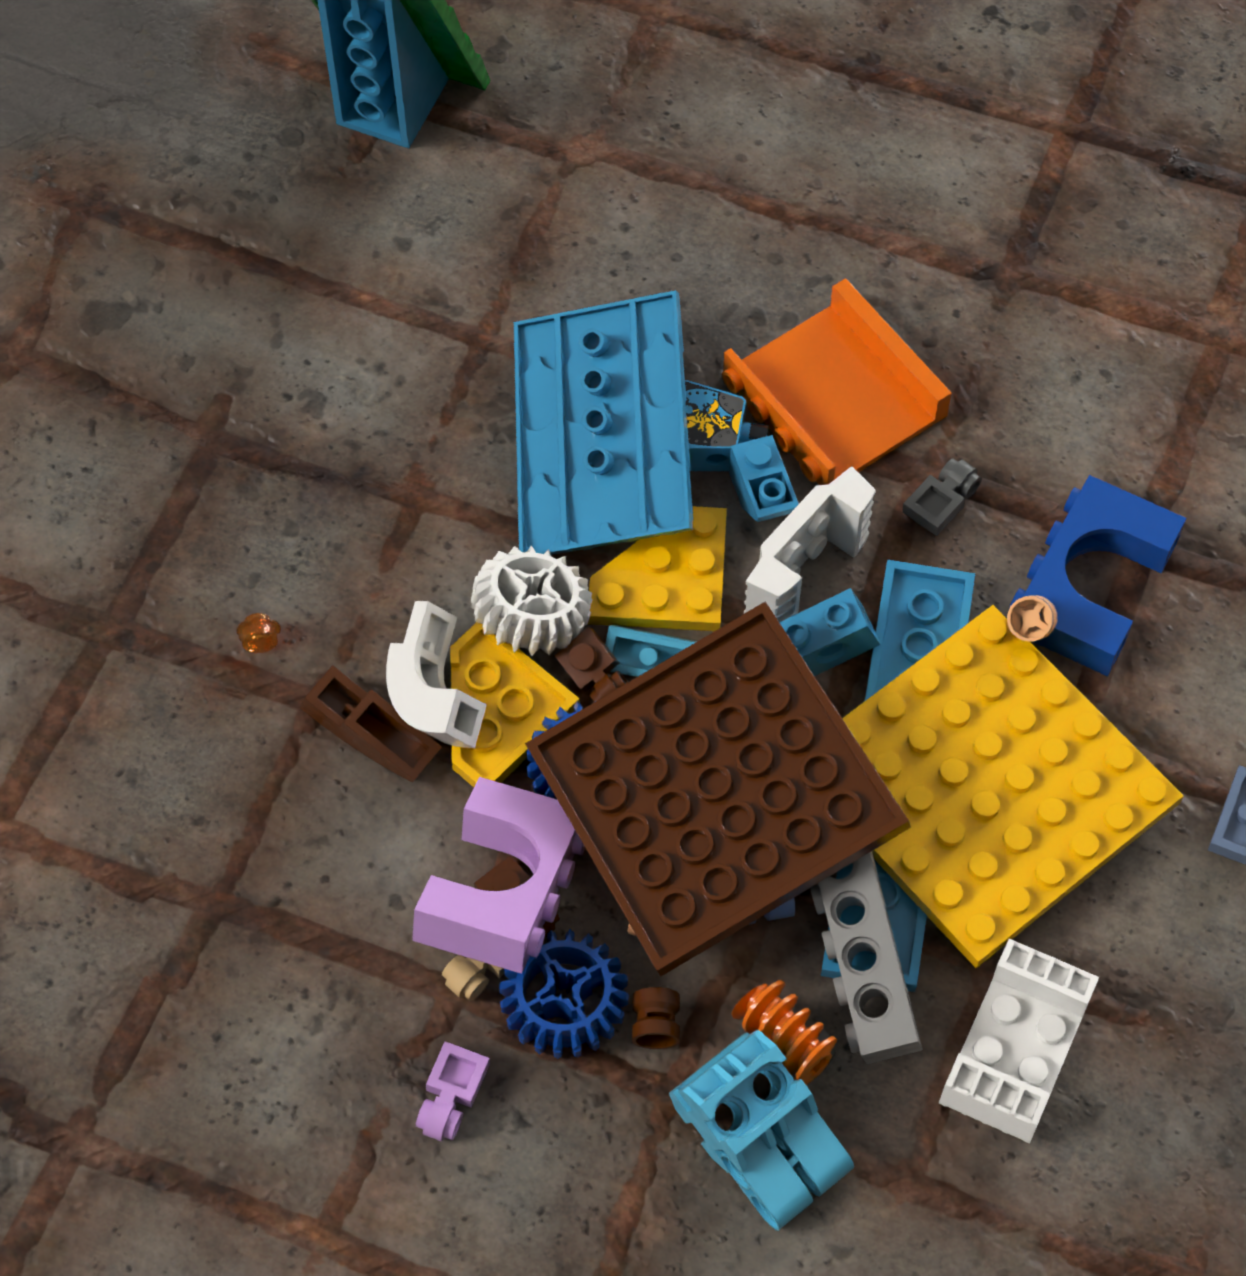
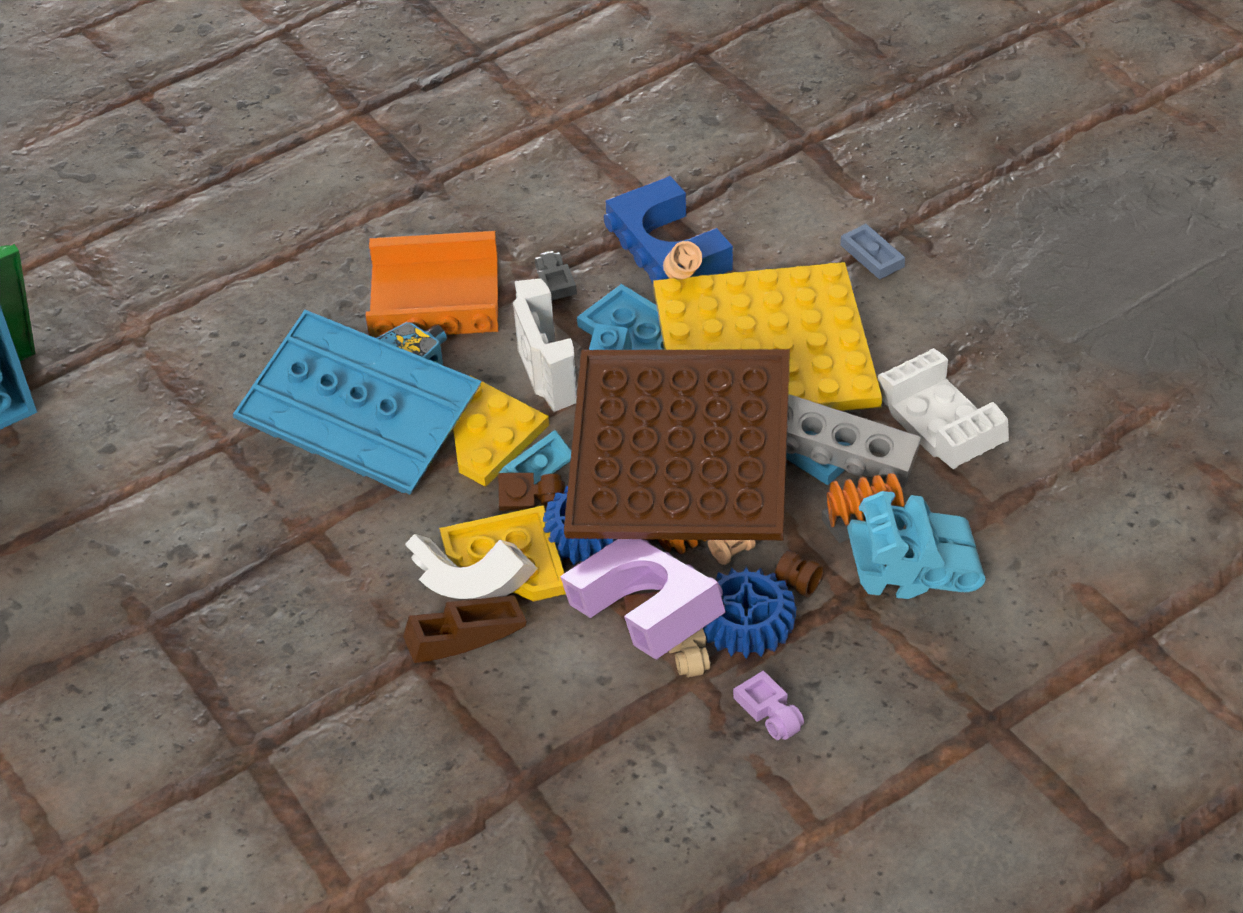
camera: 55 degrees left, 15 degrees down
(258, 633) = (338, 657): clear orange plate -> none
(531, 600) = (453, 493): white gear -> none
(761, 479) = (471, 345): dark azure slope -> none

